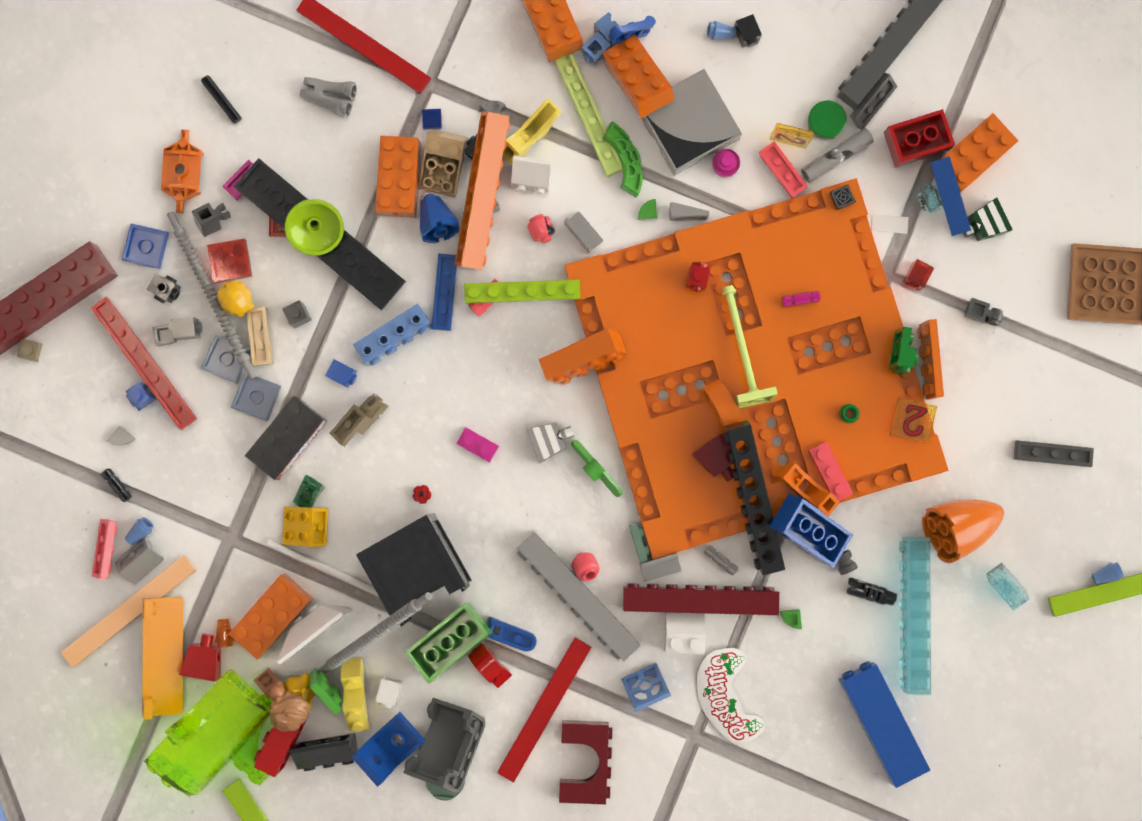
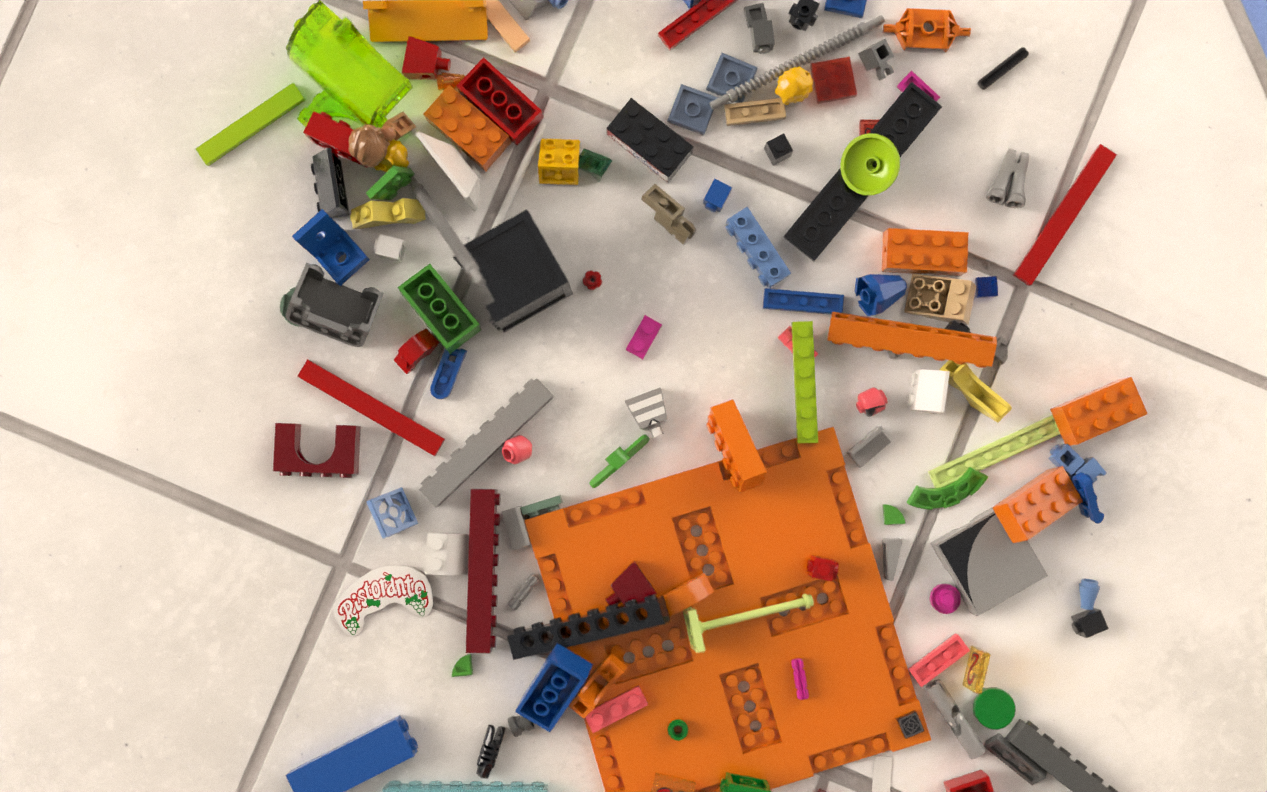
camera: 90 degrees right, 0 degrees up
(245, 584) = (500, 100): none -> red brick

